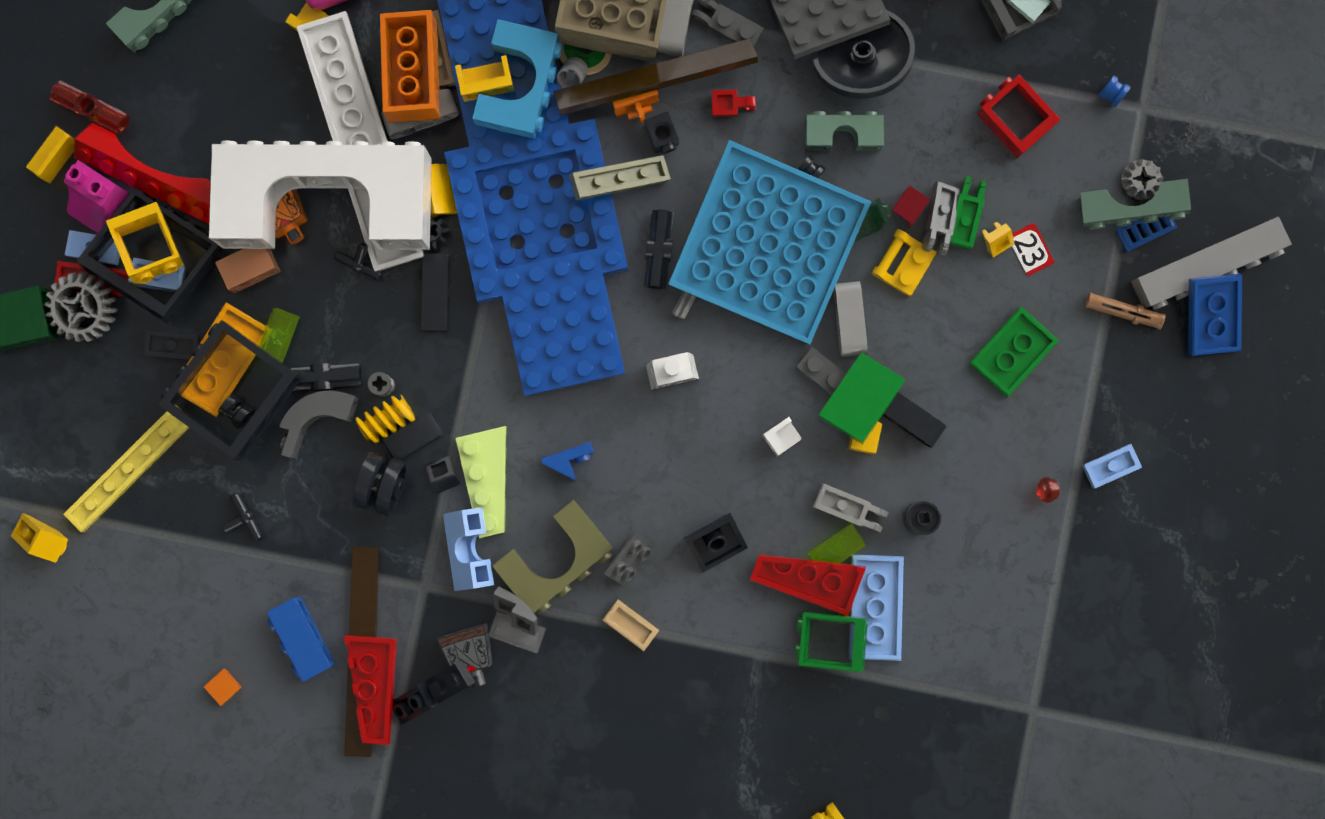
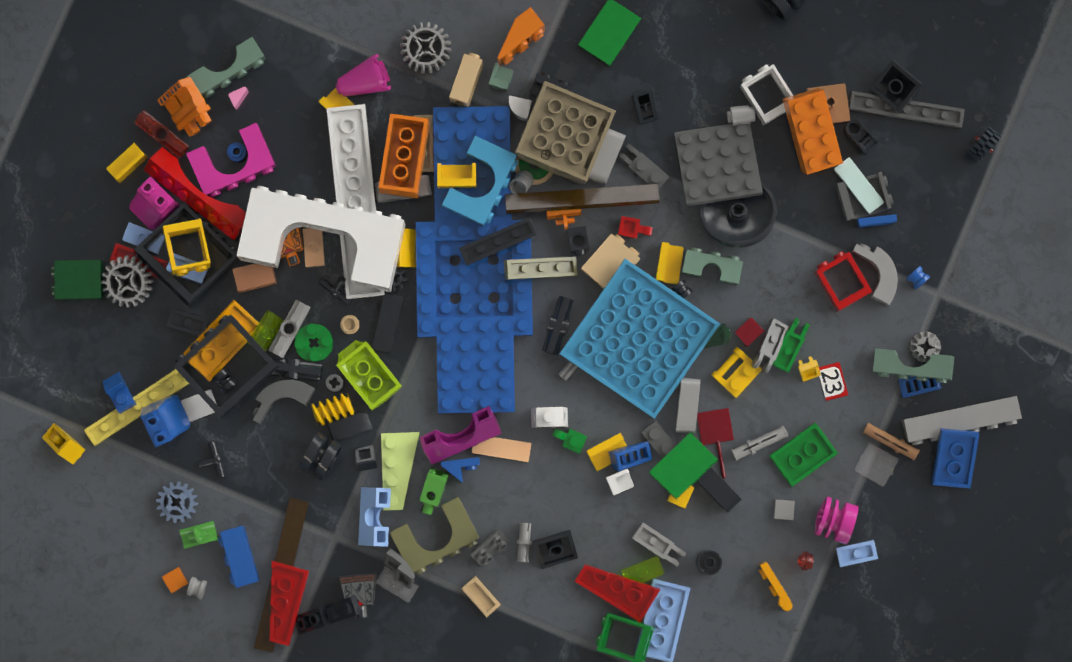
camera: 10 degrees right, 0 degrees up
(99, 456) = (119, 392): none -> blue slope
(112, 62) = (186, 106): none -> orange hips
(165, 478) = (165, 419): none -> blue hips
(181, 38) = (238, 96): none -> bright pink slope
(191, 574) = (170, 507): none -> sand blue gear
(200, 112) = (240, 156): none -> blue plate
(204, 455) = (197, 407): none -> white sticker
(222, 120) = (258, 162): none -> dark pink arch
(240, 621) = (198, 534): none -> bright green hips
(252, 692) = (196, 588): none -> light grey wheel
(311, 309) = (296, 317): none -> light grey piece
(319, 214) = (313, 247): none -> light nougat plate
(329, 341) = (315, 353): none -> green plate
(386, 304) = (349, 324): none -> tan plate
(422, 364) = (367, 374): none -> lime slope
(537, 437) = (441, 445): none -> magenta arch
(538, 486) = (435, 482): none -> bright green torso
(557, 153) = (498, 241): none -> black plate
(617, 424) = (504, 449): none -> light nougat tile
(672, 542) = (524, 542): none -> light grey pin
(705, 149) = (607, 259): none -> tan brick
(708, 396) = (572, 440): none -> green plate
(758, 400) = (600, 453): none -> yellow panel
(774, 407) = (619, 466): none -> blue slope
(787, 139) = (669, 263): none -> yellow panel
(892, 341) = (715, 428): none -> dark red piece
(929, 366) = (738, 452): none -> light grey pin
(1004, 429) = (784, 509): none -> light grey tile
(1016, 532) = (775, 587): none -> light orange hinge
(1044, 29) = (876, 221): none -> blue tile
(1070, 91) = (886, 272): none -> light grey arch
(1078, 427) = (836, 520): none -> dark pink wheel
(1111, 345) = (876, 464): none -> clear piece

